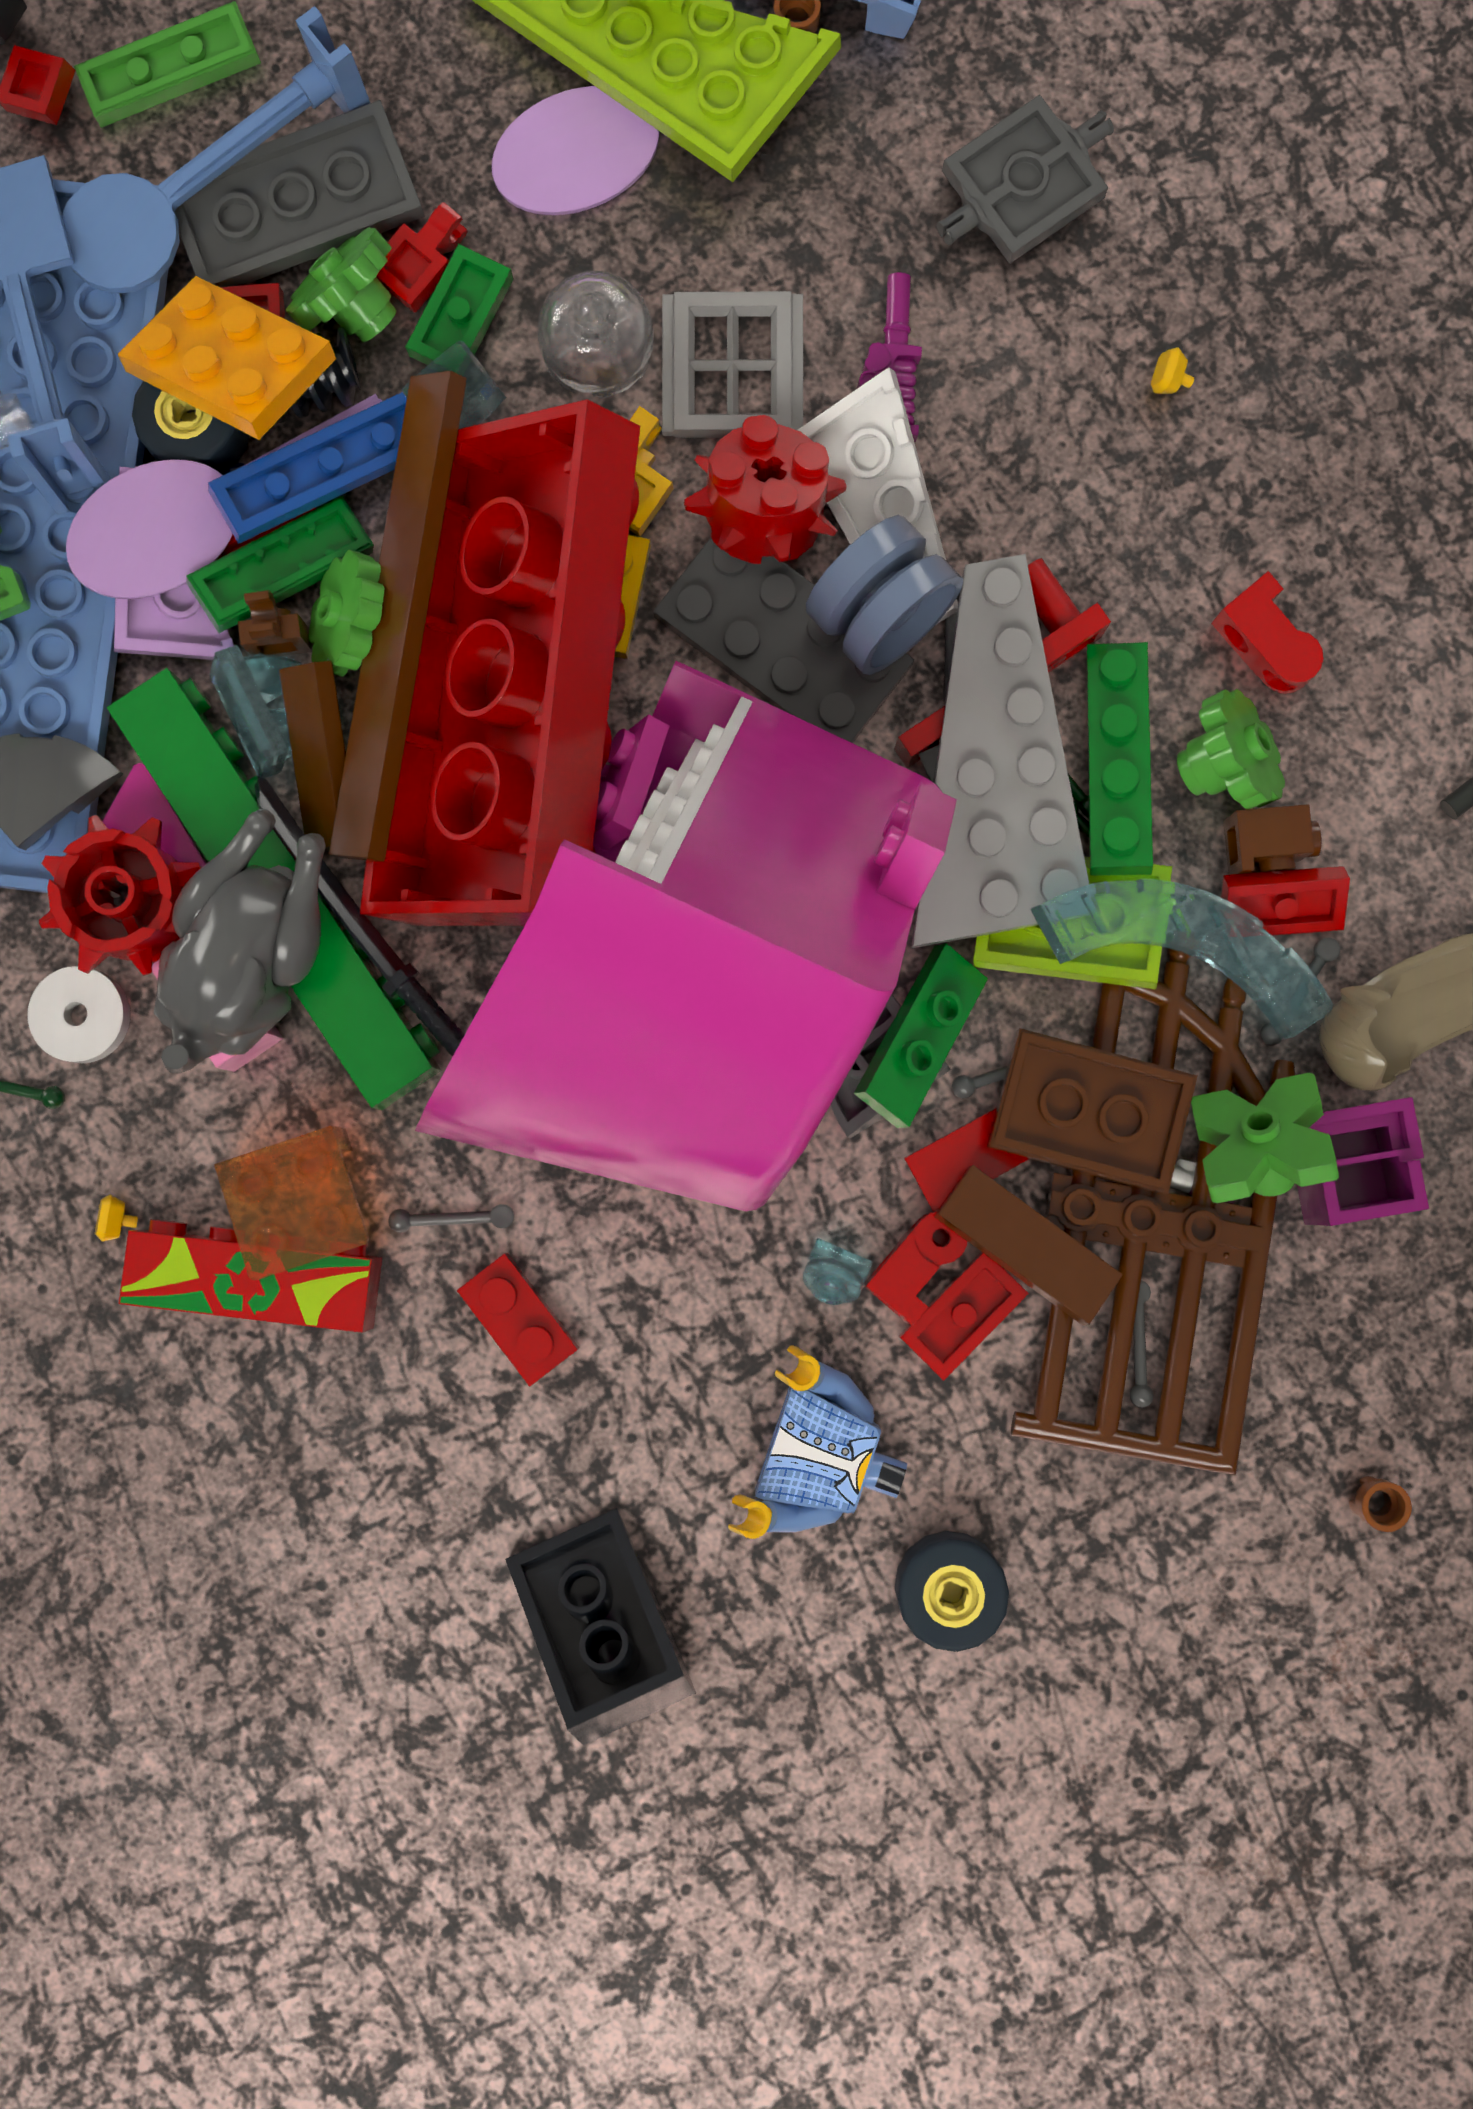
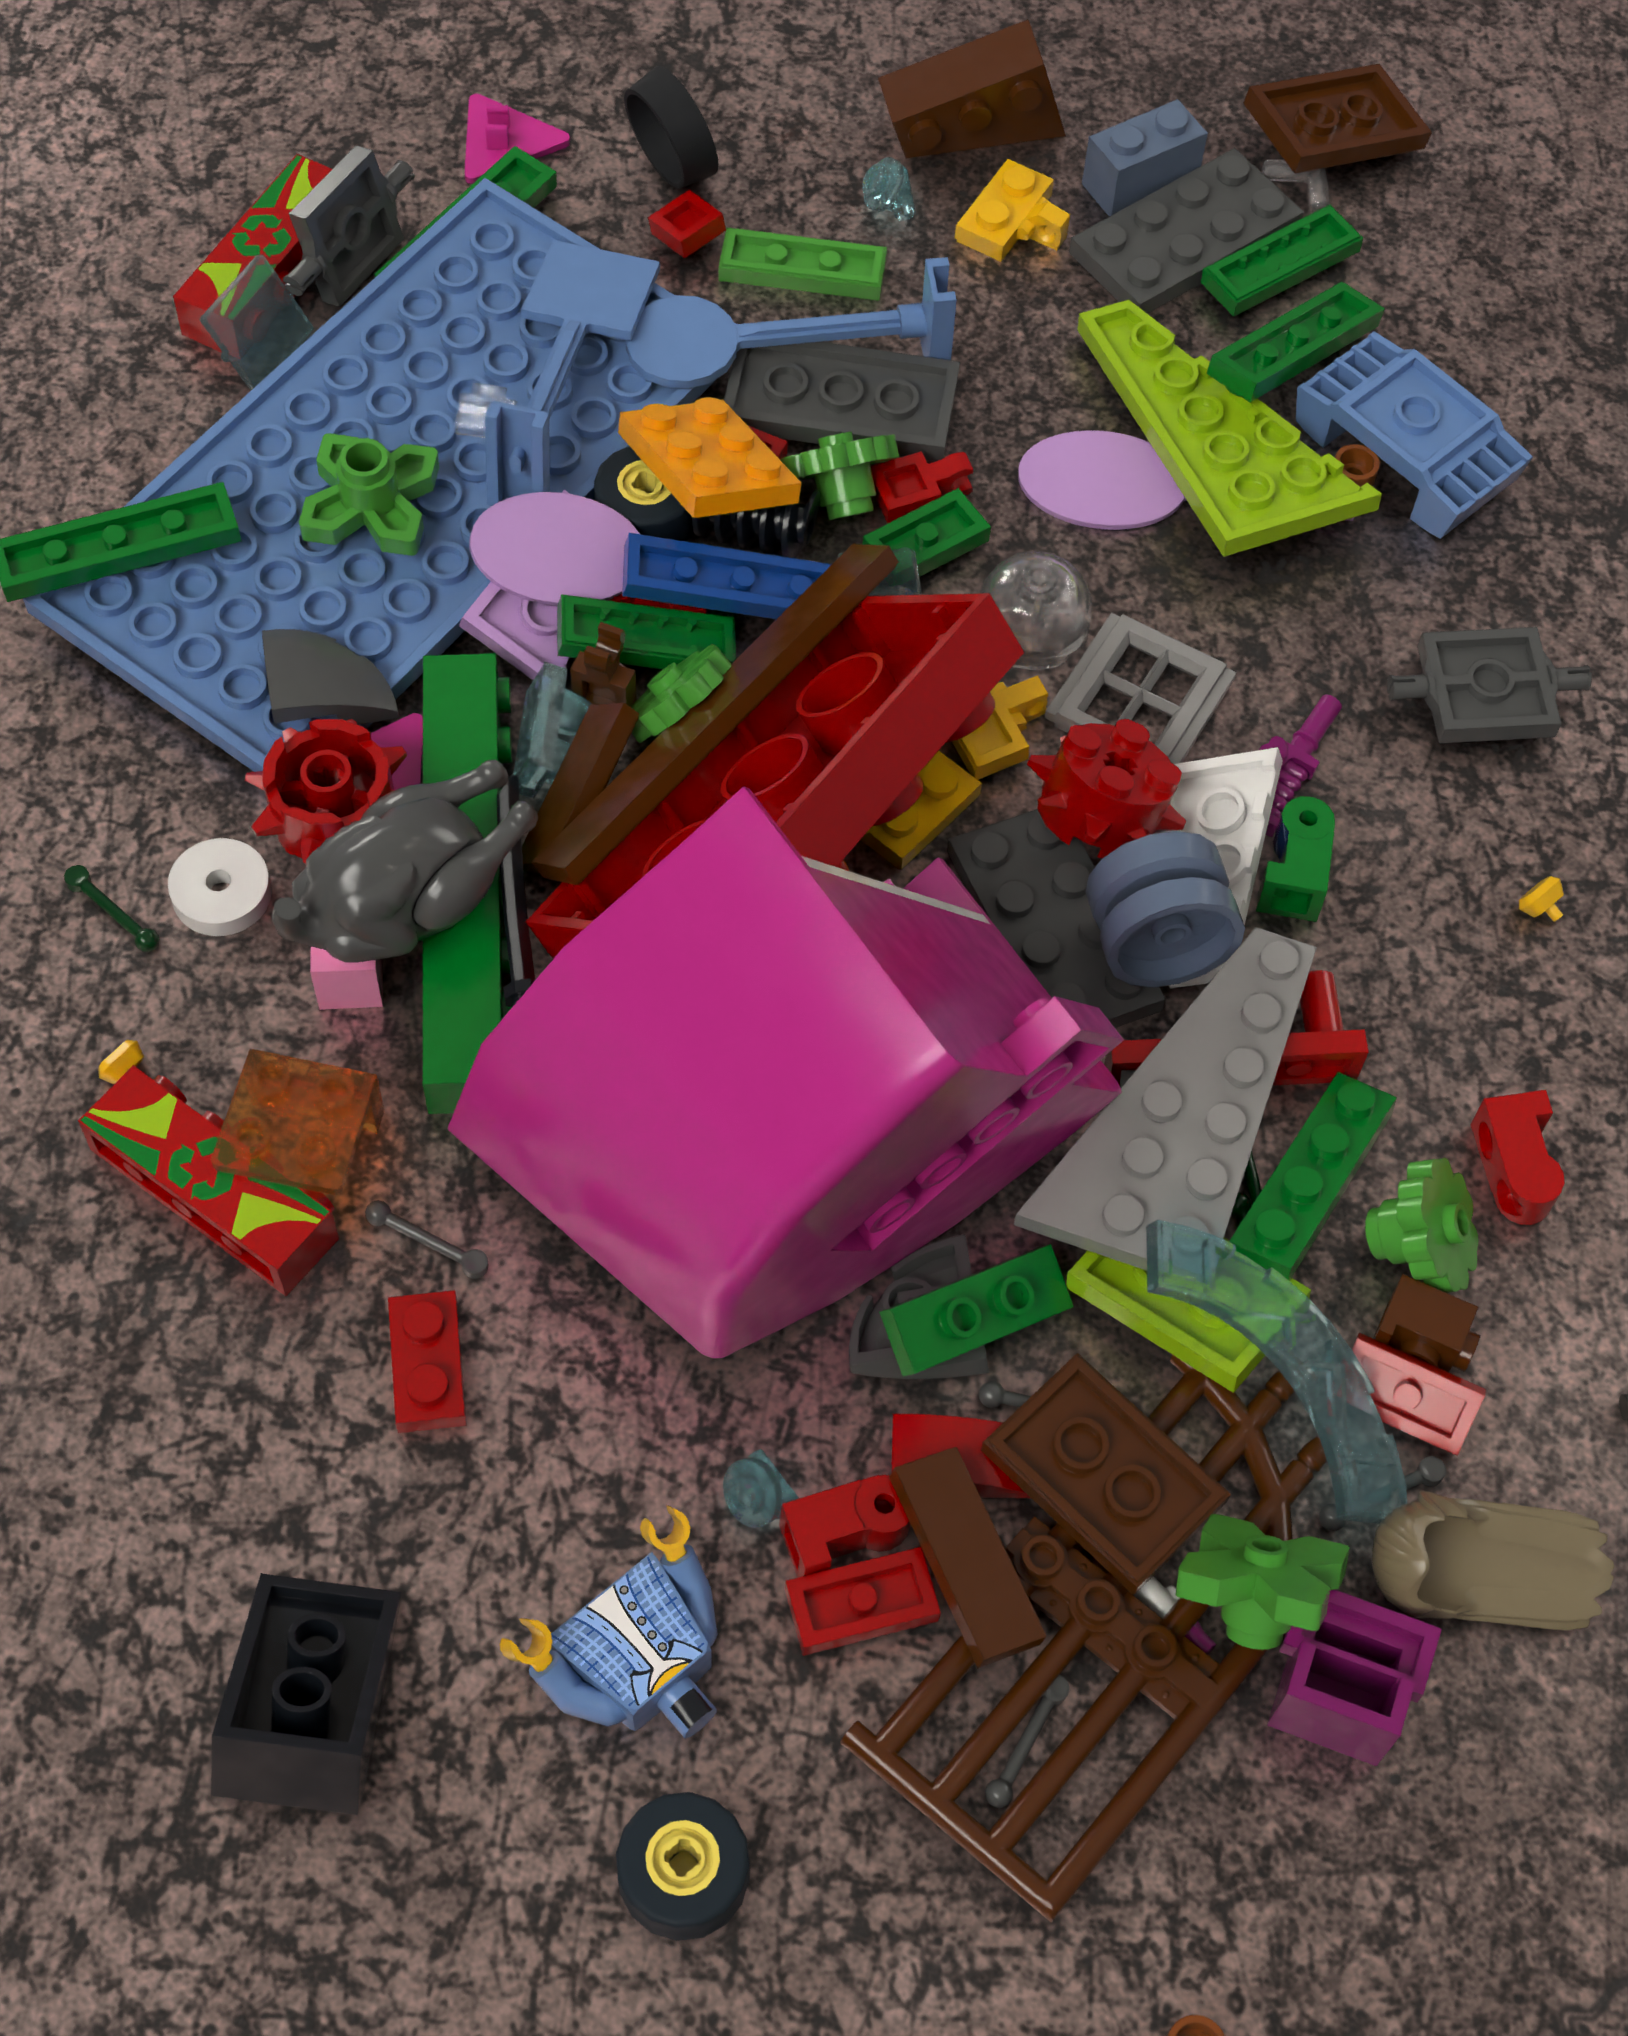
camera: 20 degrees right, 25 degrees down
(960, 456) = (1304, 846): none -> green leg

